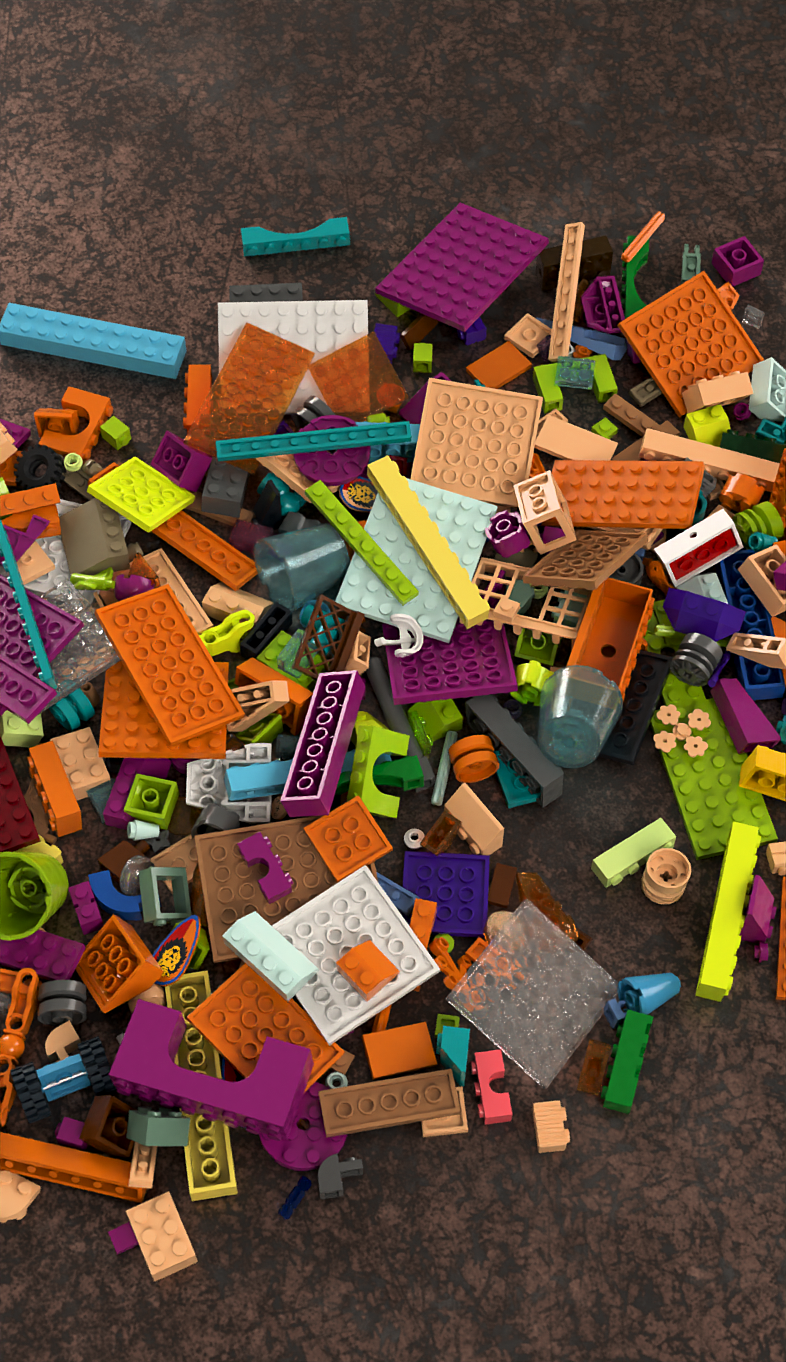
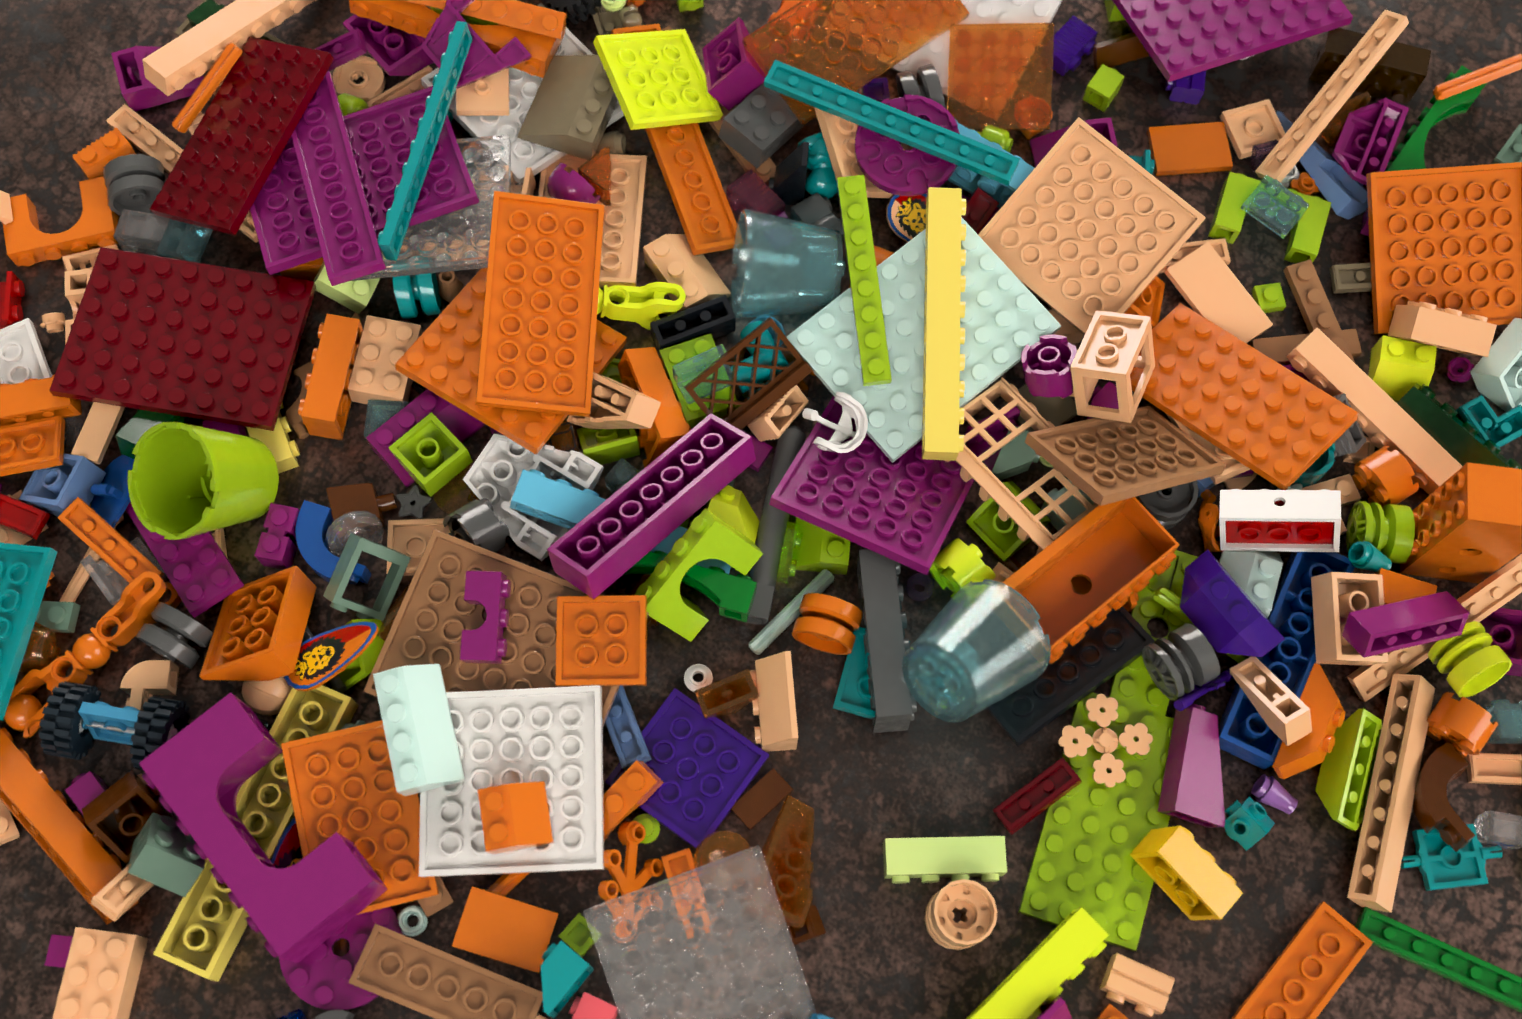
camera: 30 degrees right, 10 degrees up
(99, 581) = (539, 158): lime plant -> none
(142, 830) = (397, 482): light aqua cone -> none
(506, 609) = (984, 462): light nougat plate -> none
(663, 786) = (1037, 795): none -> dark red tile

